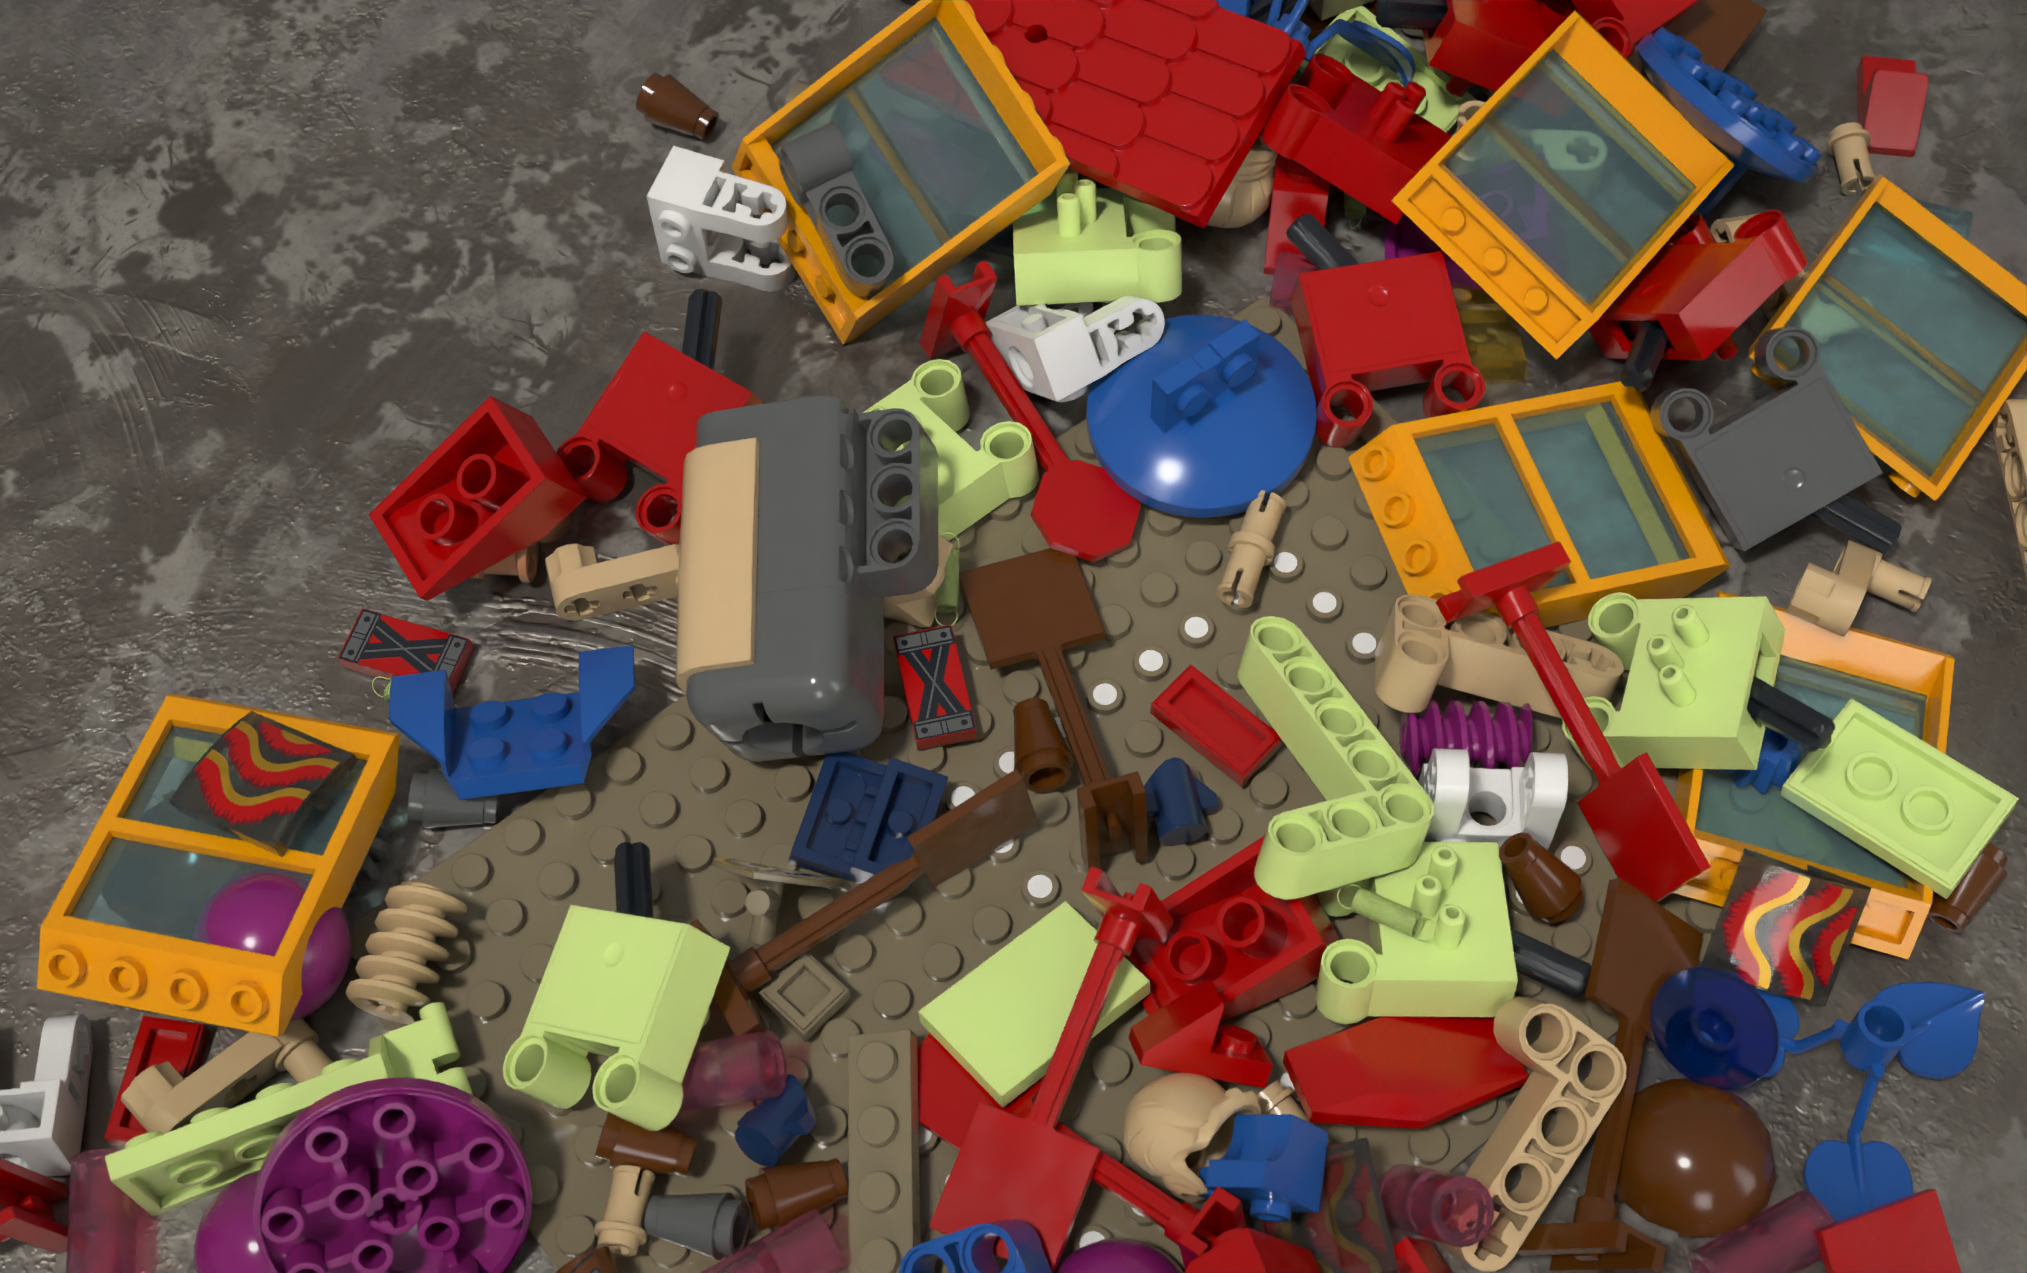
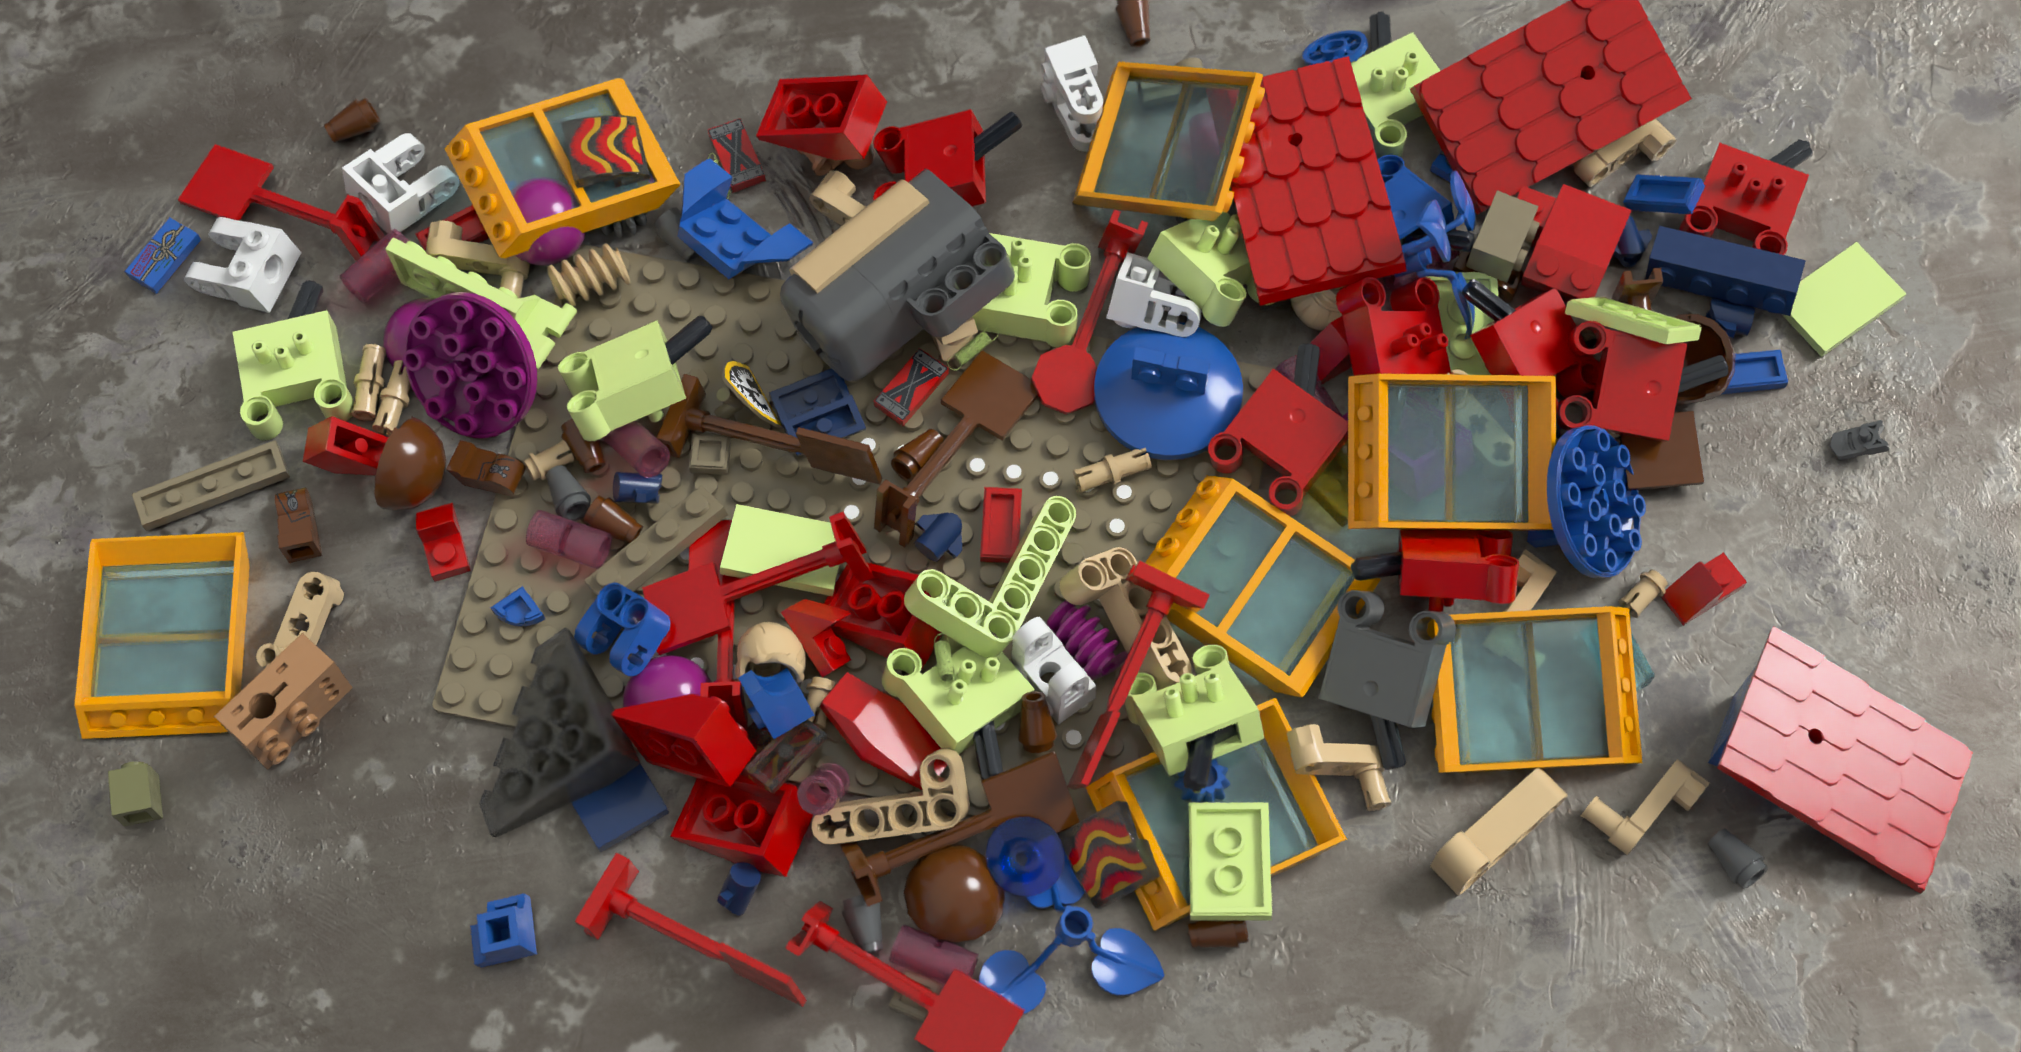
camera: 50 degrees right, 5 degrees up
(821, 176) = (1121, 111): dark grey piece -> none

